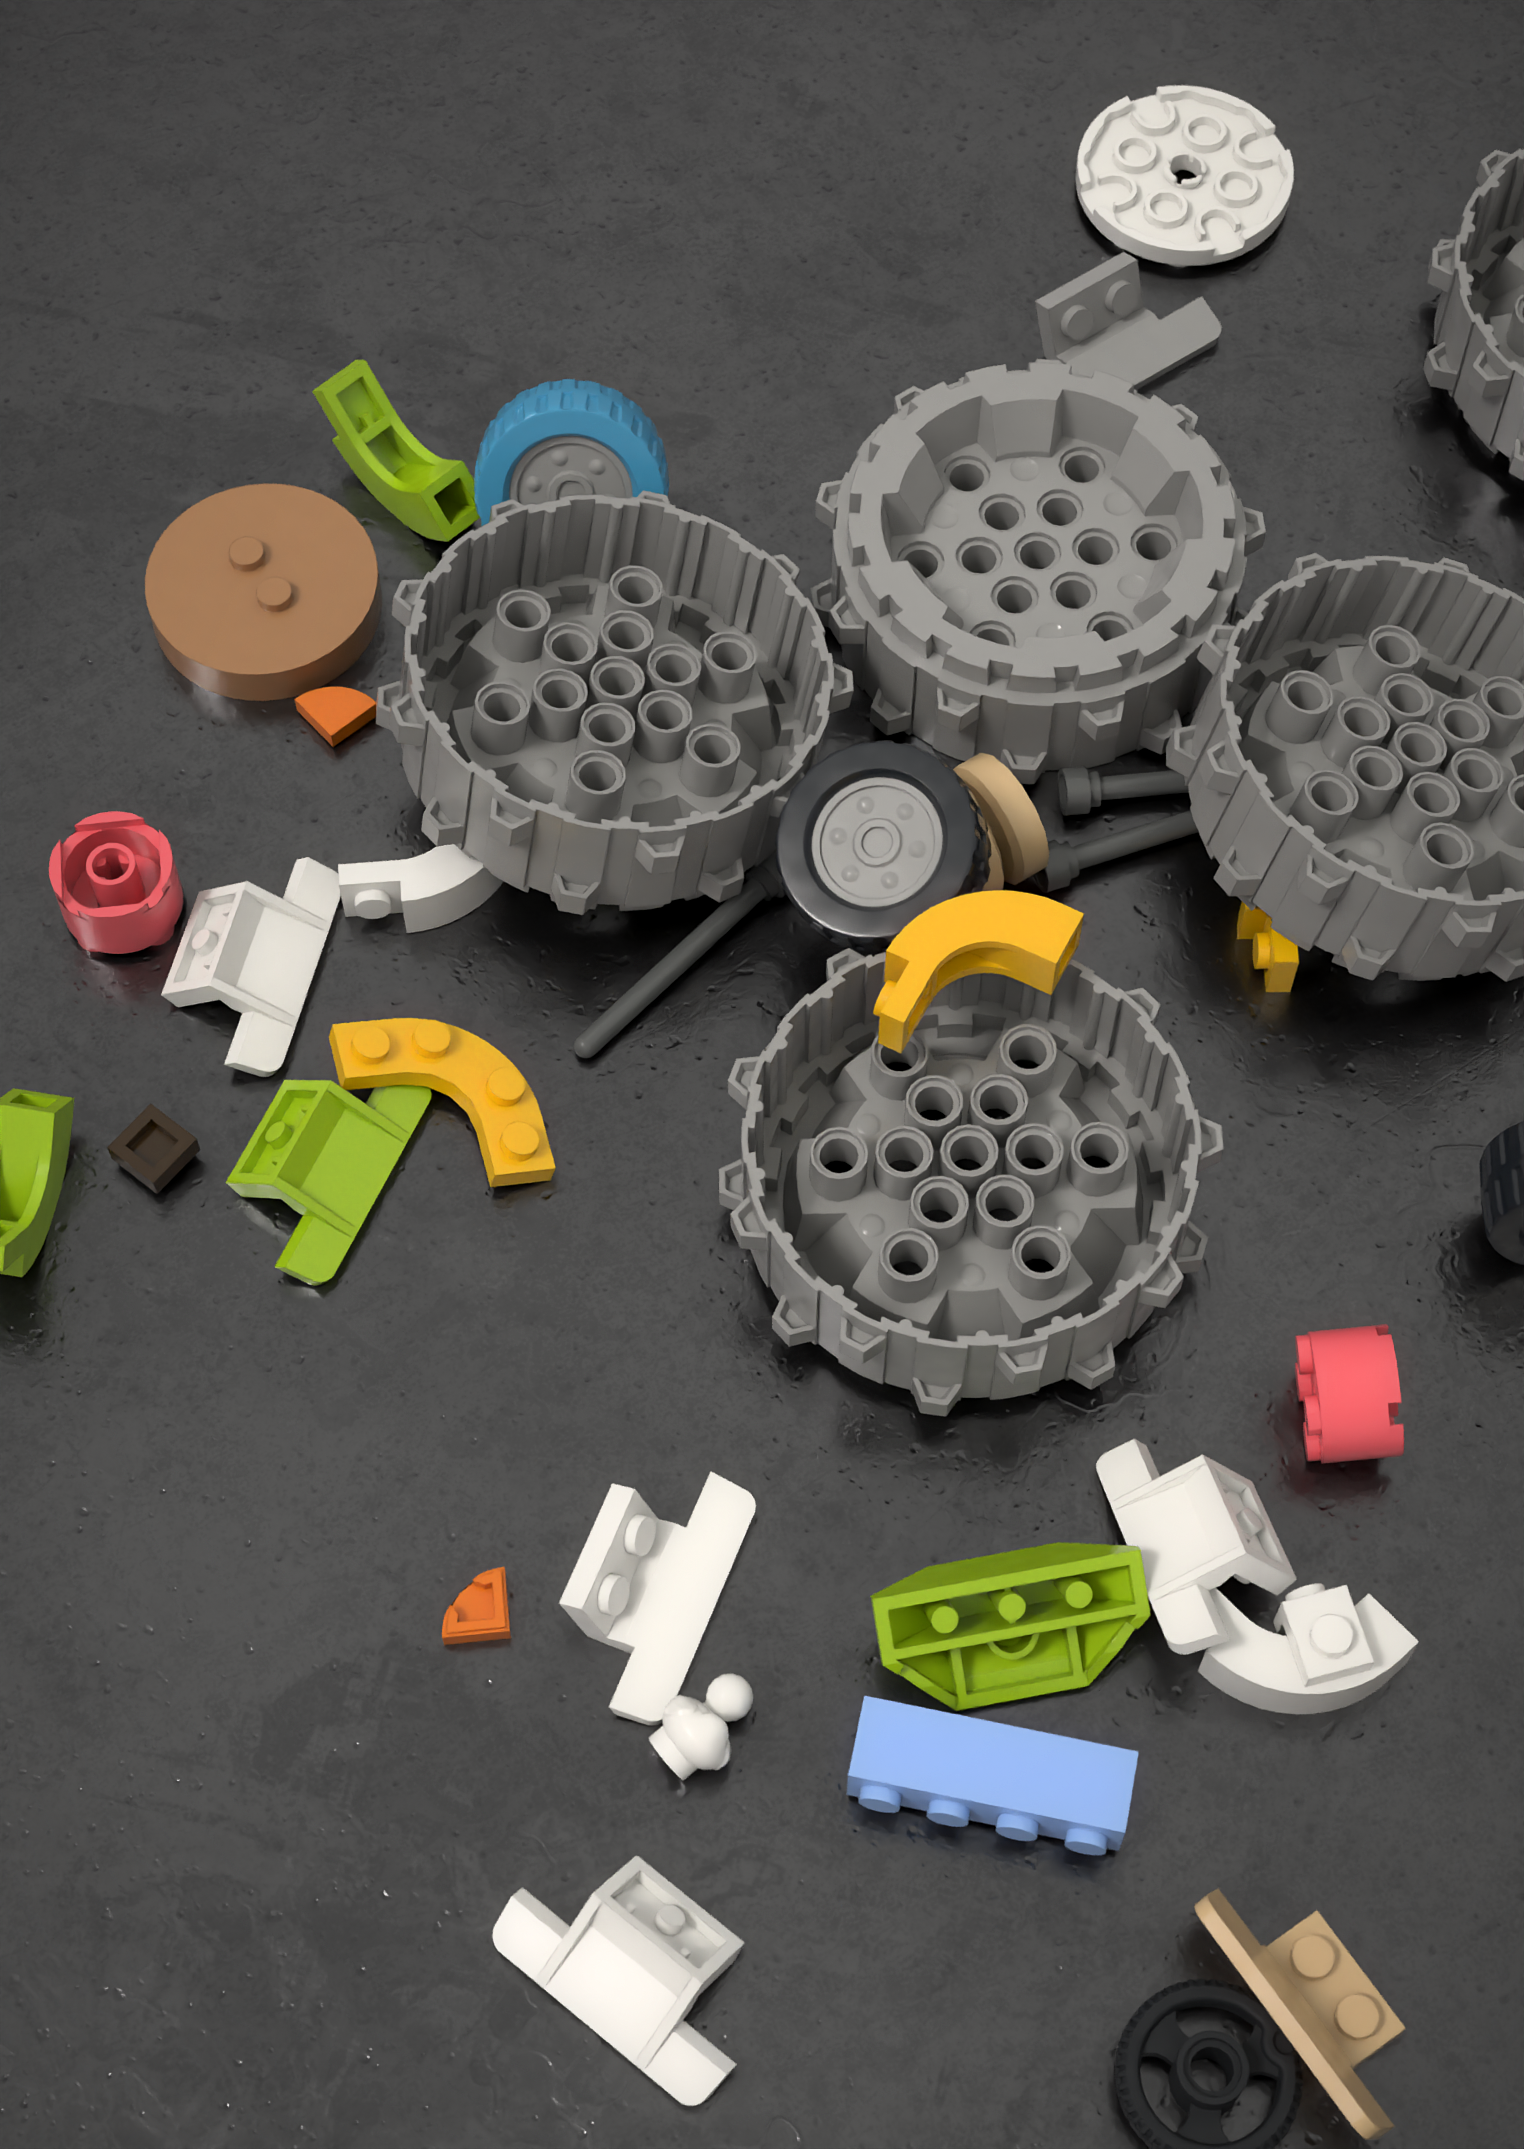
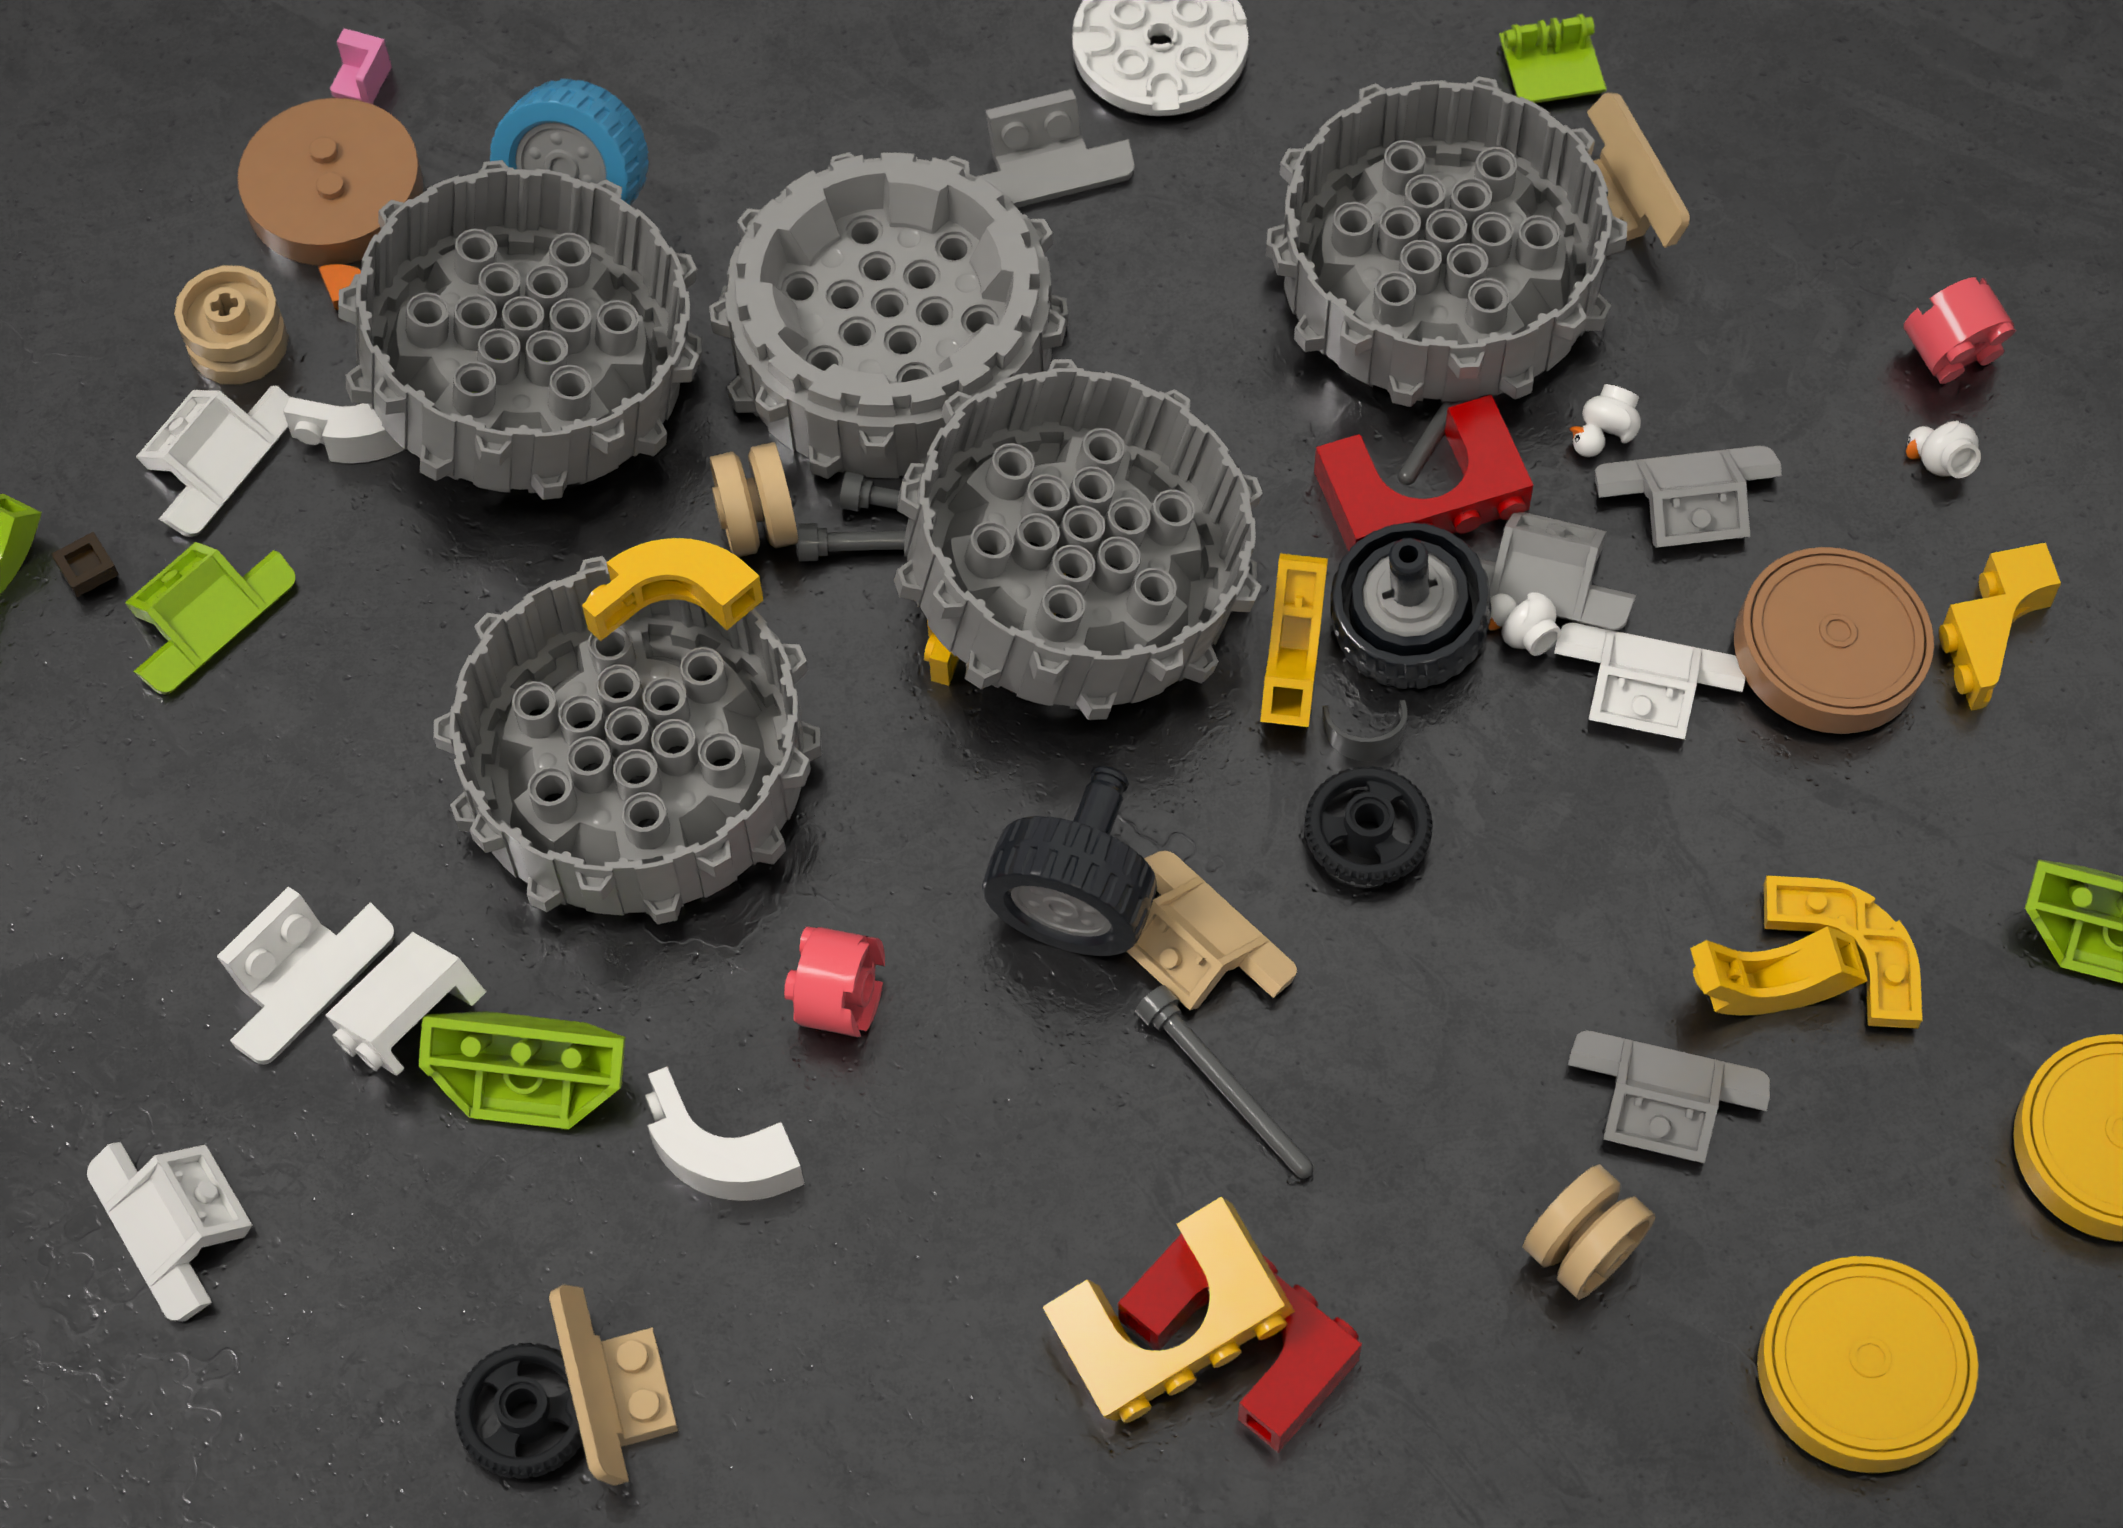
camera: 20 degrees right, 0 degrees up
(116, 884) = (133, 368): coral brick -> none
(220, 796) = (231, 324): none -> tan wheel
(241, 444) = (363, 67): none -> bright pink panel
(409, 480) = (457, 96): lime arch -> none
(463, 1068) = (316, 565): yellow plate -> none
(479, 1611) = (174, 950): orange tile -> none
(696, 1732) = (280, 1075): white animal -> none
(761, 884) = (597, 494): dark grey piece -> none
(820, 1587) = (397, 997): none -> white panel
(879, 842) = (652, 481): black wheel -> none
(992, 1775) = (464, 1164): light blue brick -> none
(1192, 1536) = (678, 1039): white plate -> none
(1323, 1633) = (732, 1138): white bracket -> none

